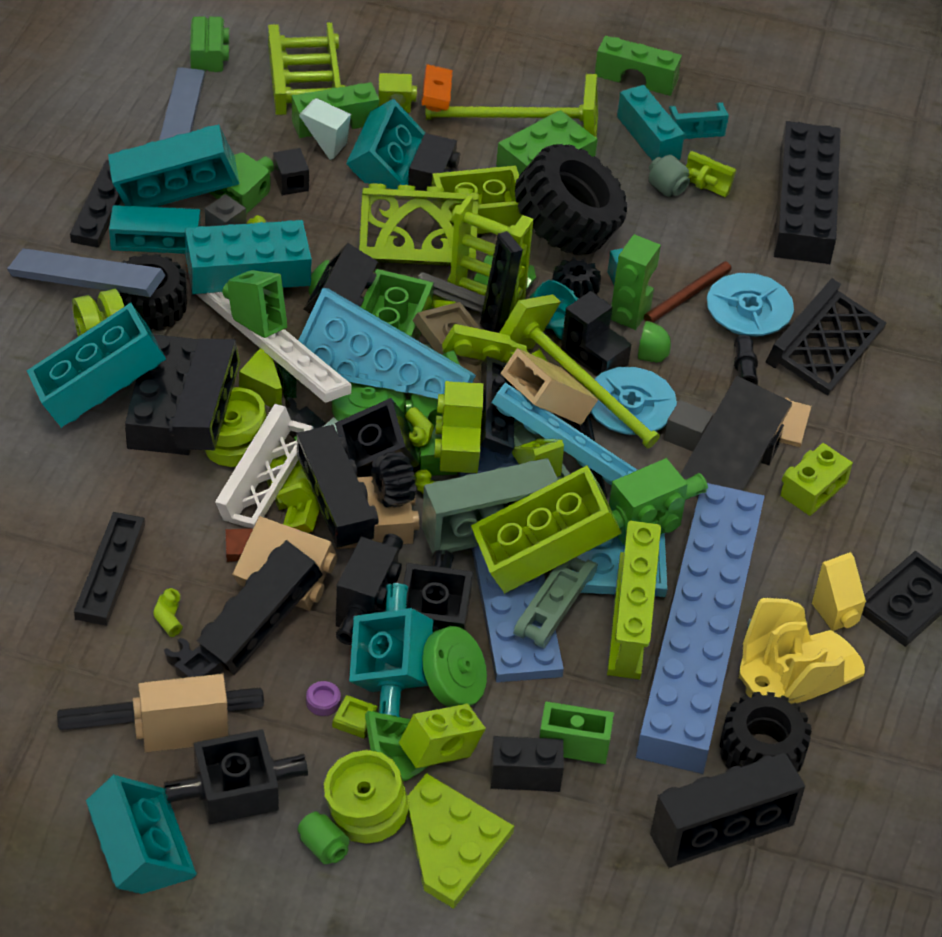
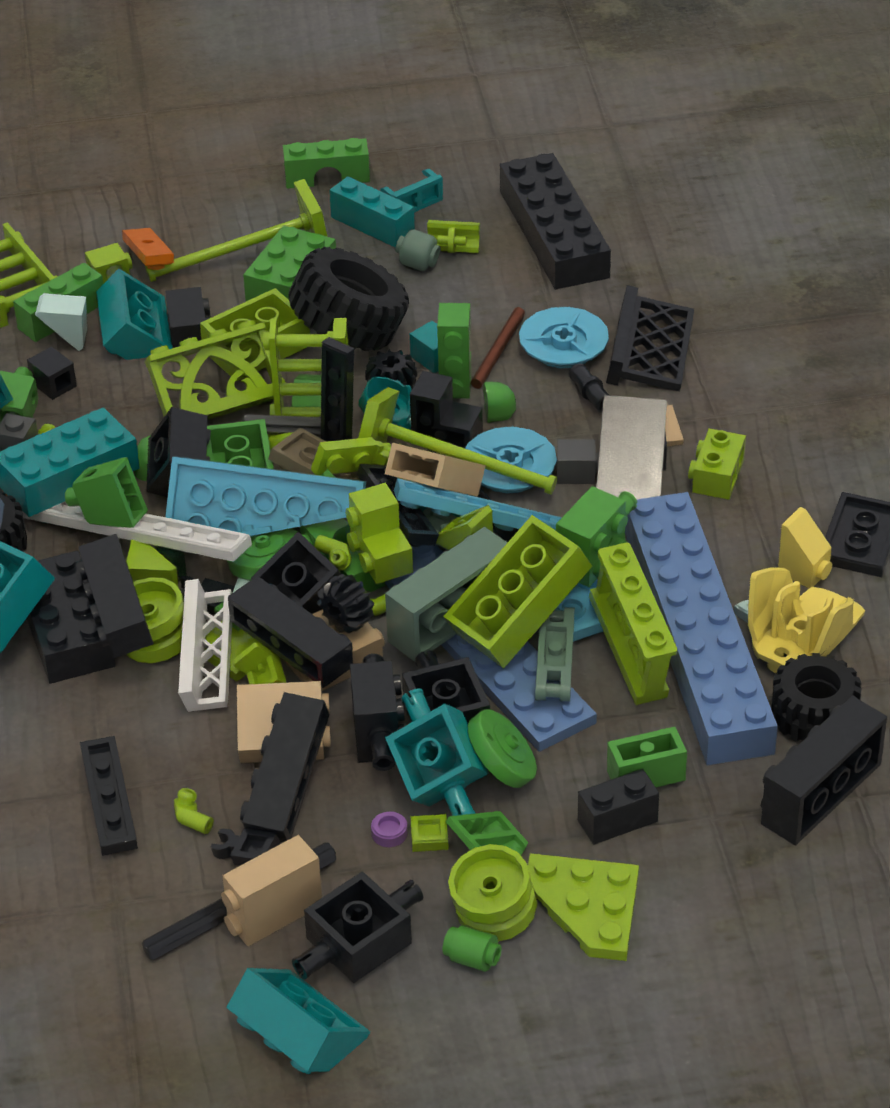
camera: 20 degrees left, 5 degrees down
(236, 542) = (220, 724): copper tile -> none
(442, 735) = (528, 811): lime brick -> none

